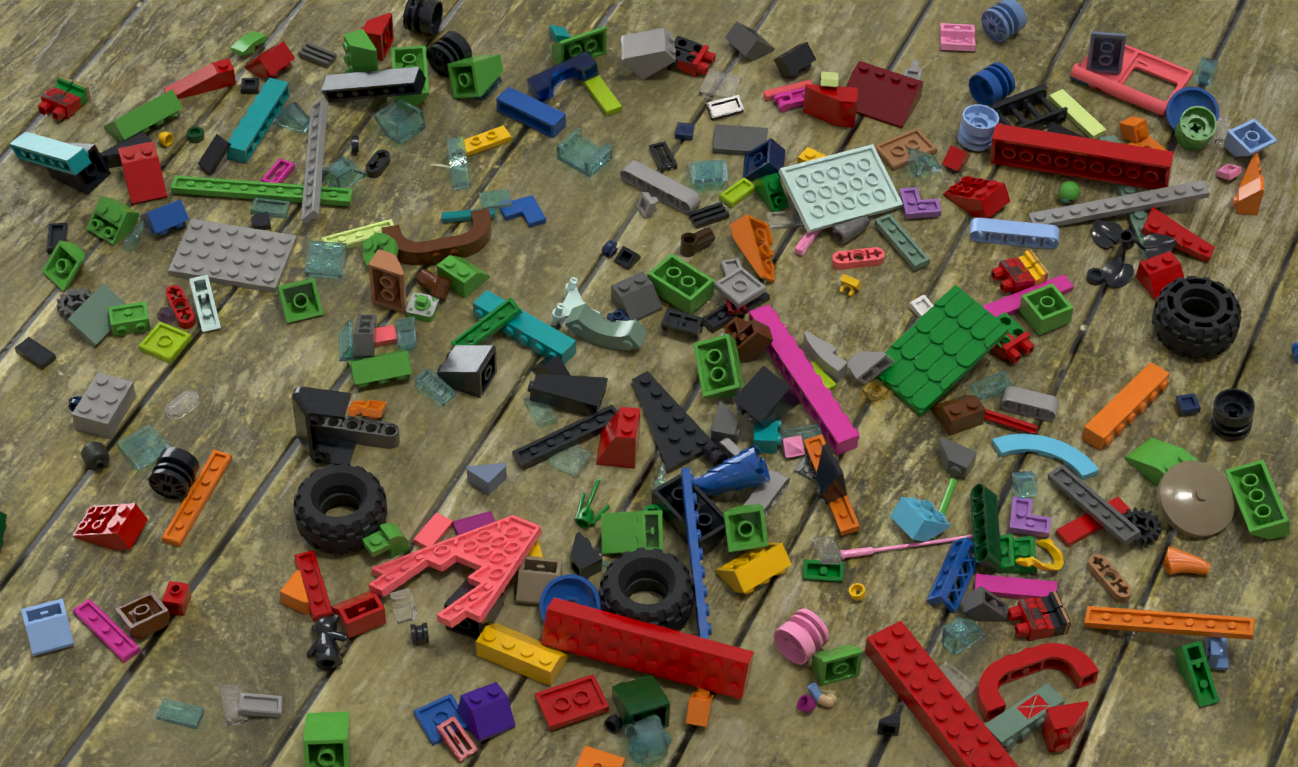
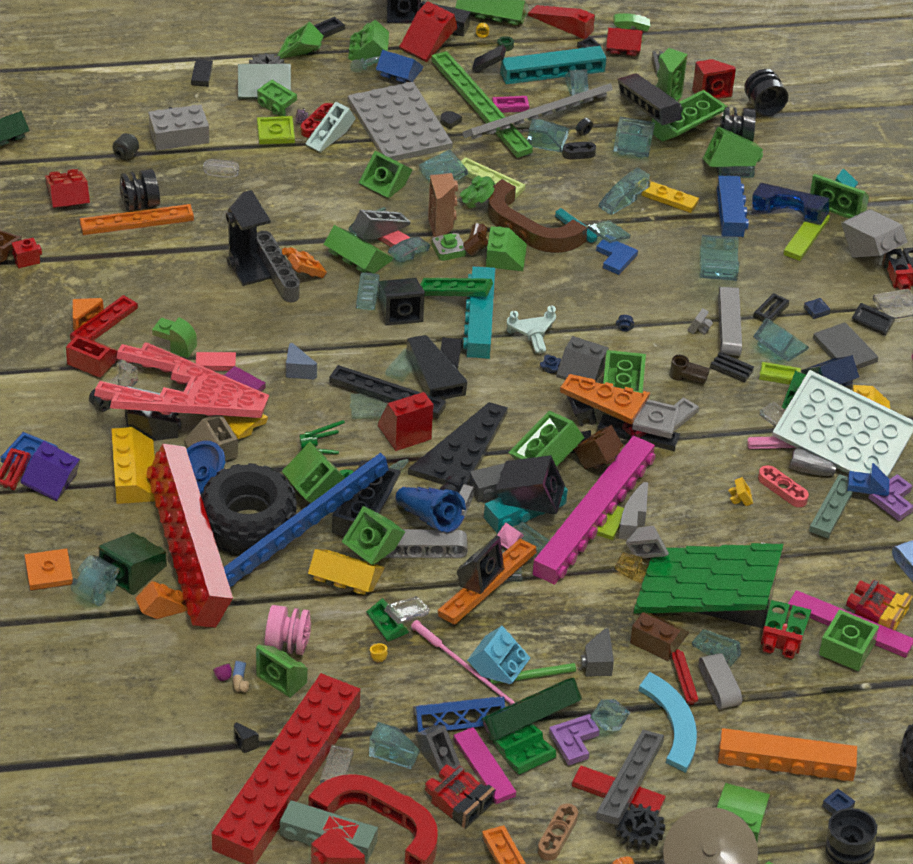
camera: 55 degrees right, 5 degrees down
(142, 447) = (165, 167): clear light blue slope -> none
(275, 208) = (469, 115): clear light blue tile -> none
(325, 645) = (44, 352): black piece -> none
(333, 488) = (183, 287): black tyre -> none
(571, 702) = (104, 518): red plate -> none
(583, 557) = (265, 453): black slope -> none
(607, 334) = (520, 350): sand green brick -> none
(627, 258) = (628, 339): black slope -> none
(710, 299) = (615, 401): none -> orange wing
(754, 241) = (723, 410): orange wedge -> none
(898, 208) = (872, 483): none -> blue slope
(1054, 551) = (557, 767): yellow helmet -> none

